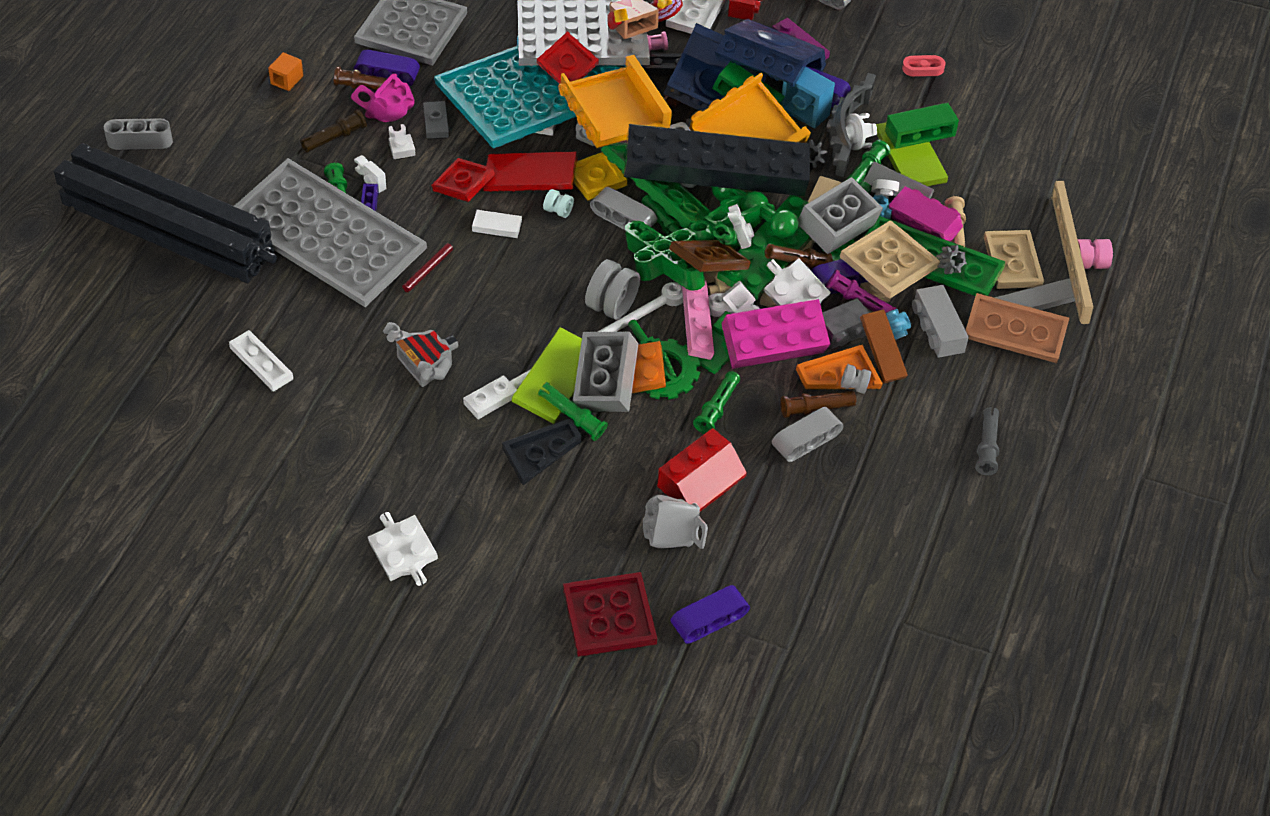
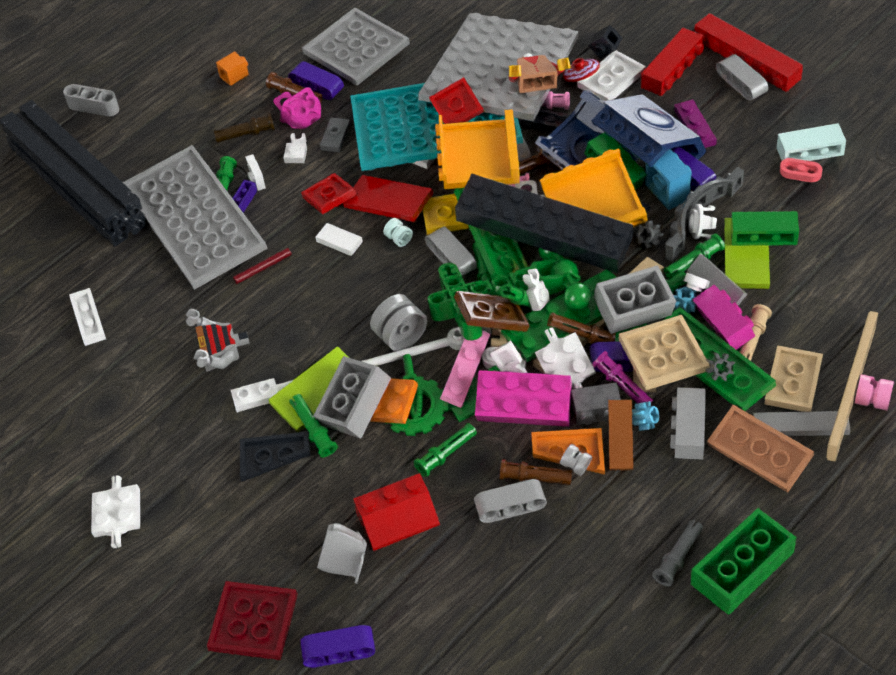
camera: 30 degrees right, 0 degrees up
(922, 38) = (812, 143): none -> light aqua brick
(1054, 432) = (743, 561): none -> green brick

